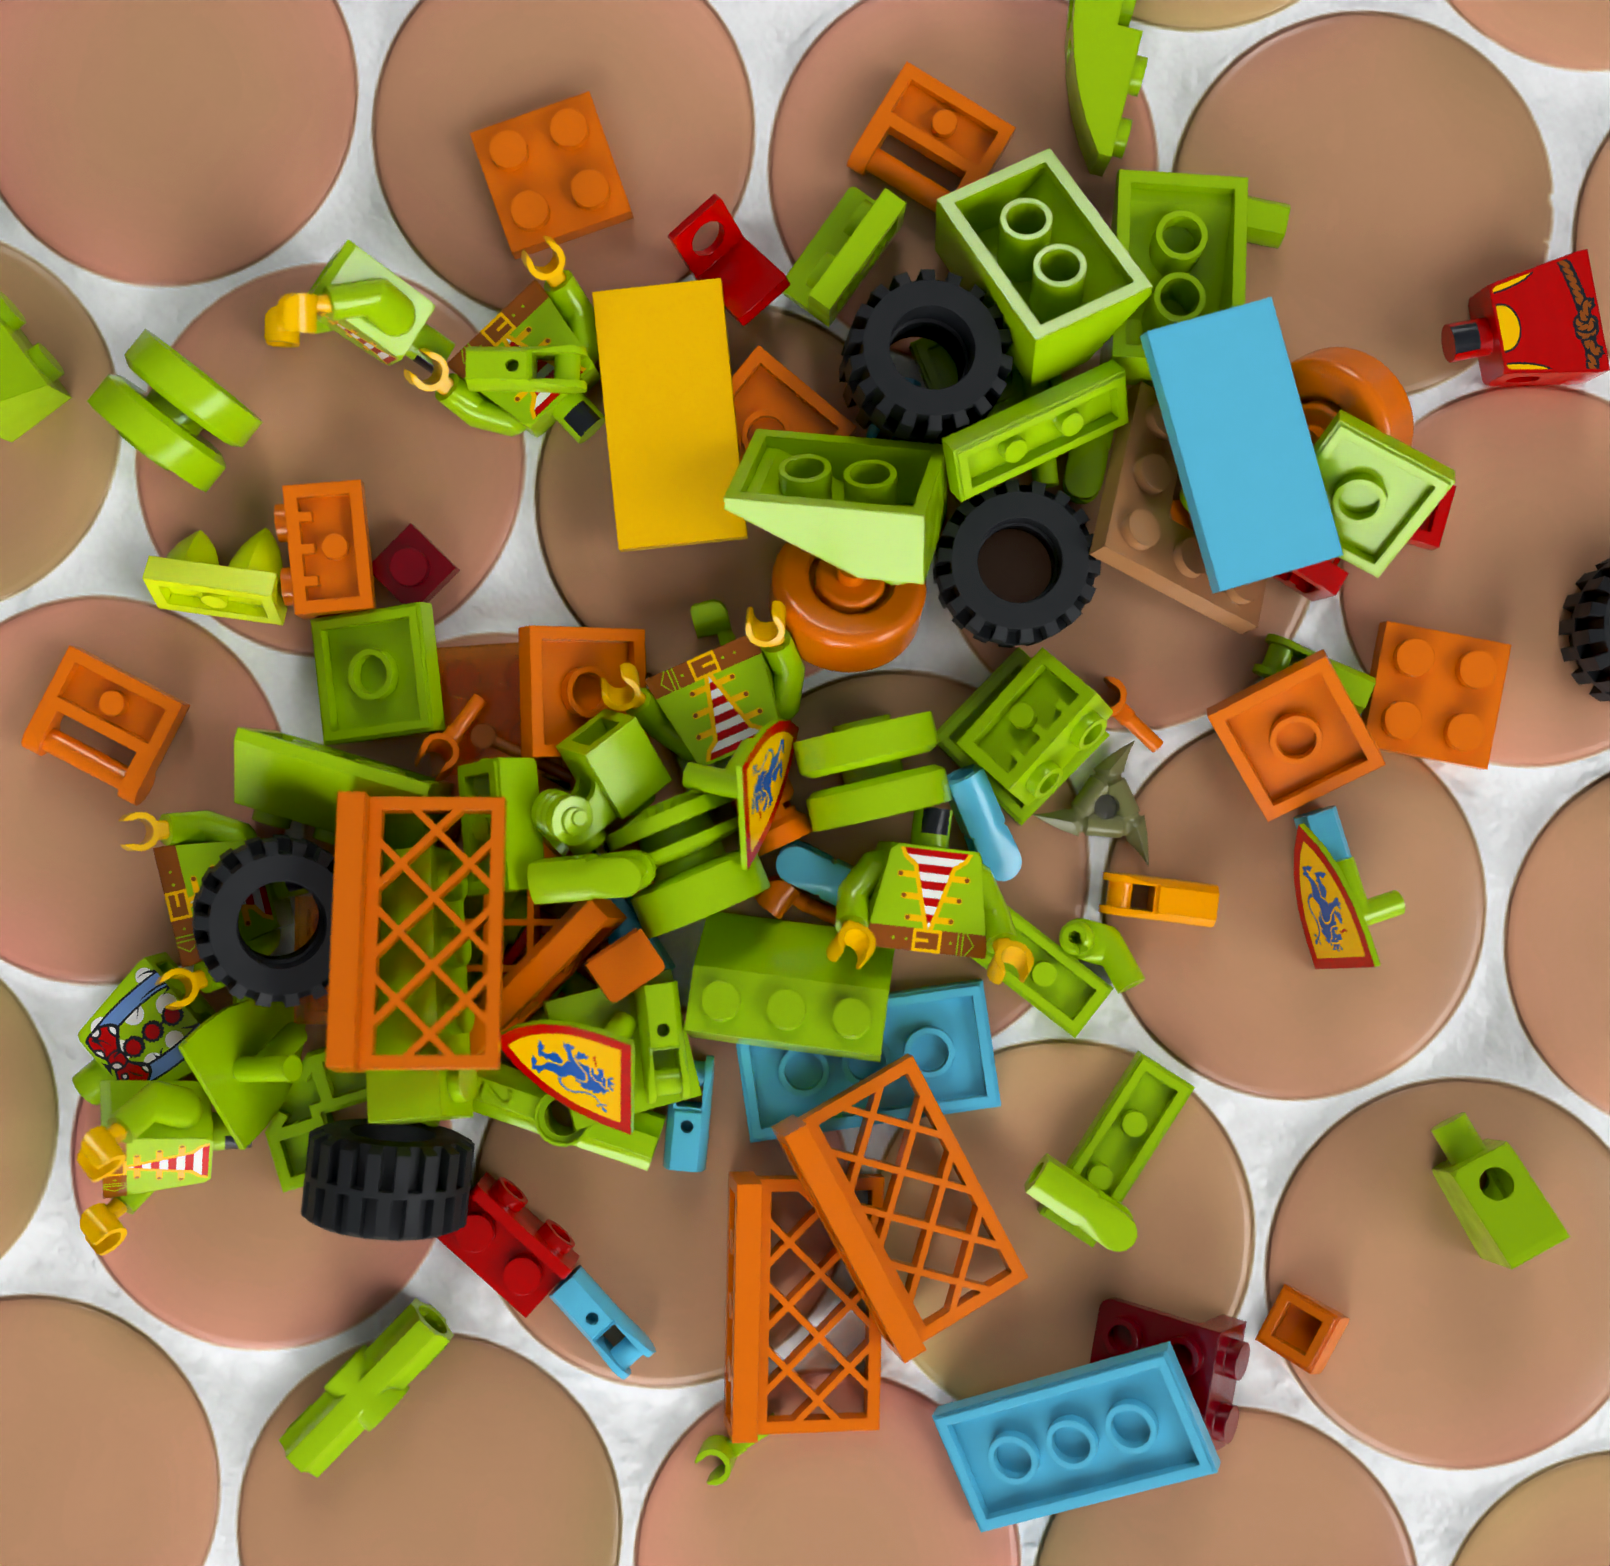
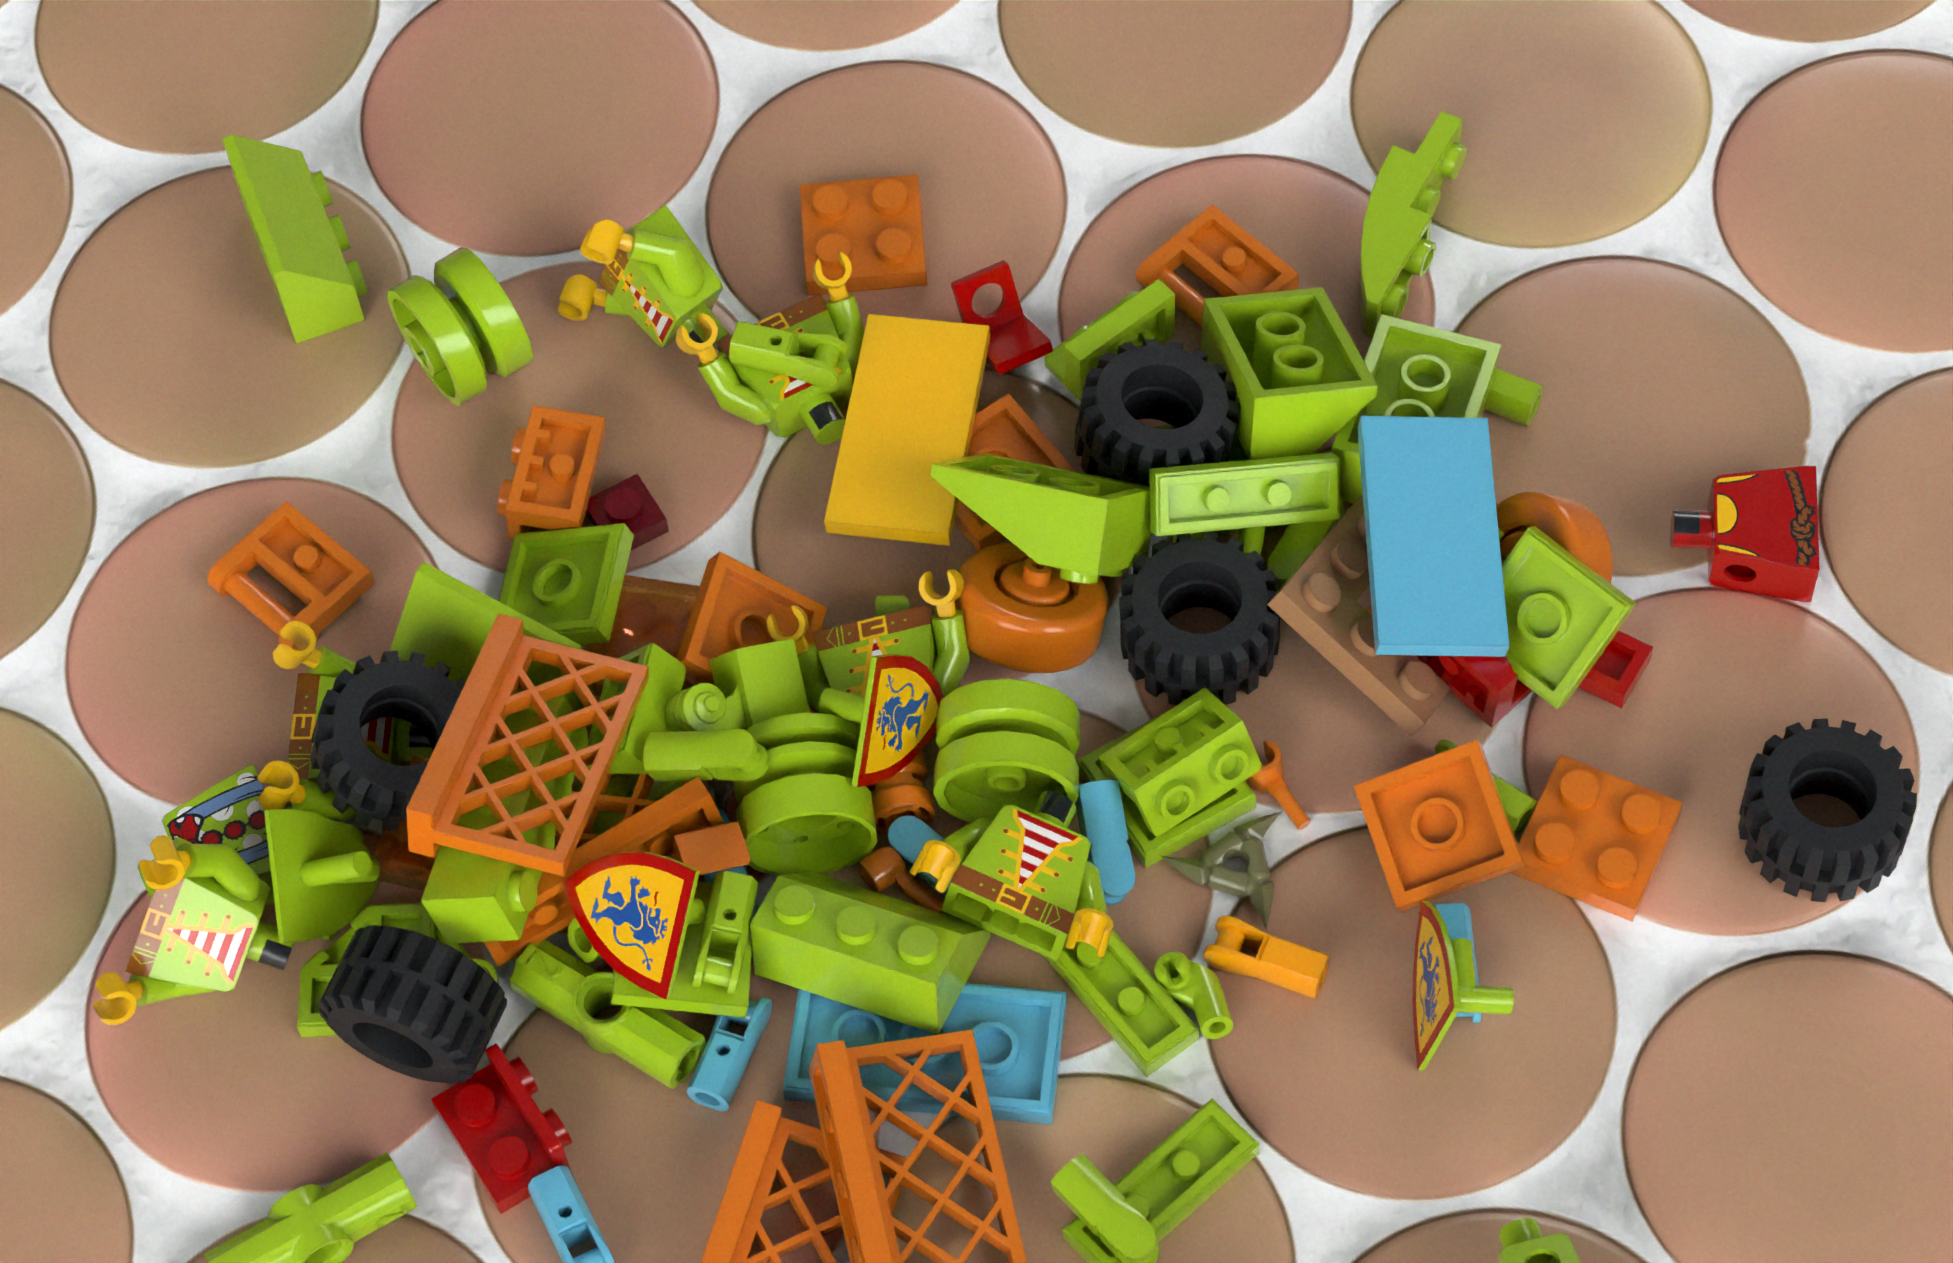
camera: 20 degrees right, 30 degrees down
(197, 584) = (439, 486): neon yellow tile -> none
(447, 742) = (608, 644): orange hand -> none

